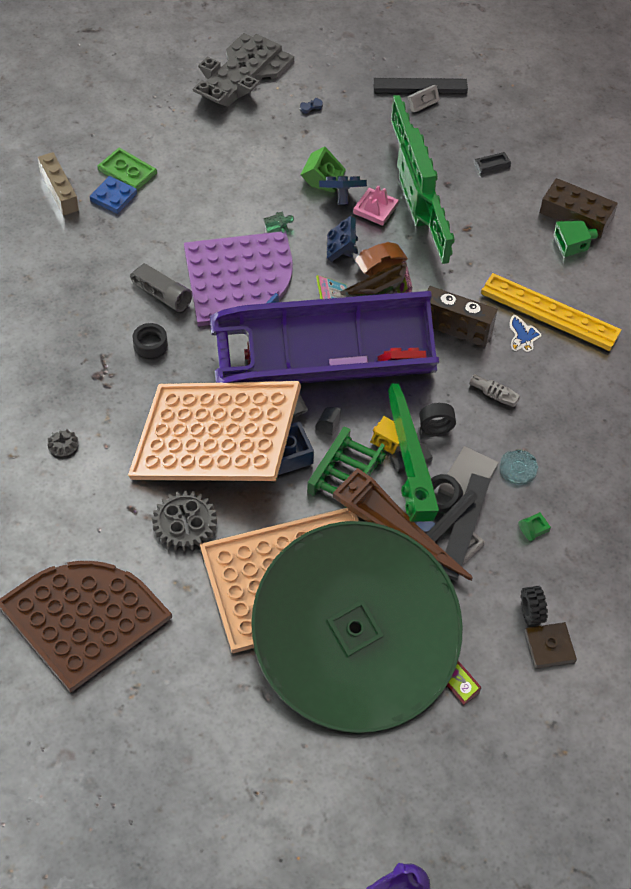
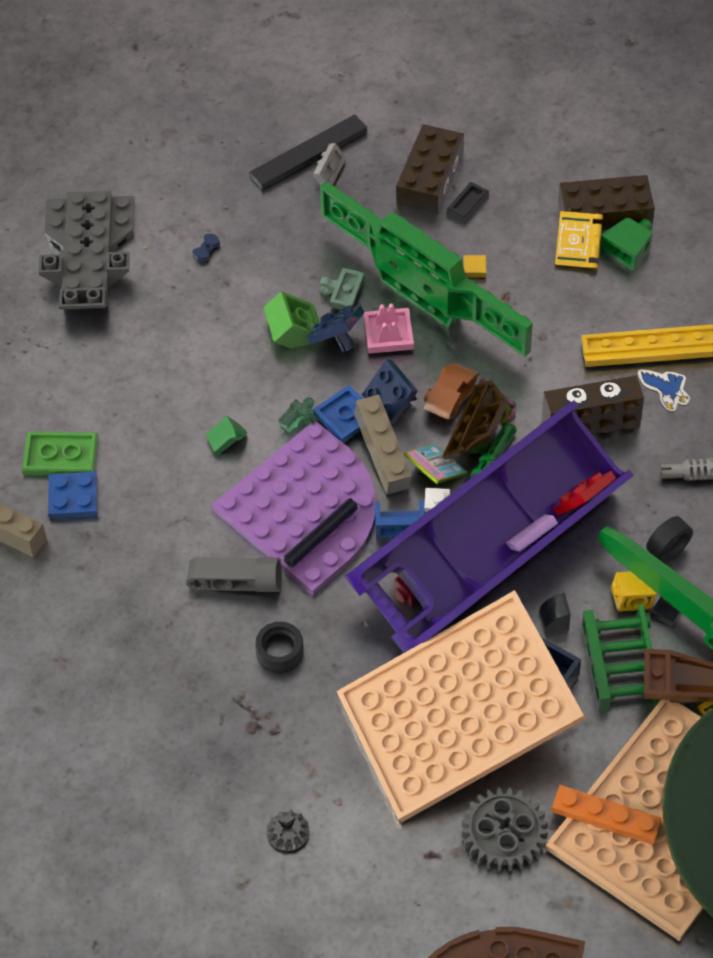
camera: 30 degrees left, 0 degrees up
(227, 208) = (225, 434): none -> green tile
(228, 291) = (319, 533): none -> black axle
(246, 545) = (606, 814): none -> orange plate
(307, 237) = (338, 414): none -> blue plate
(309, 264) = (382, 444): none -> dark tan brick
(370, 170) = (344, 290): none -> sand green plate
(463, 200) = (474, 266): none -> yellow tile
(484, 130) = (430, 168): none -> dark brown brick
(540, 217) = (578, 239): none -> yellow piece

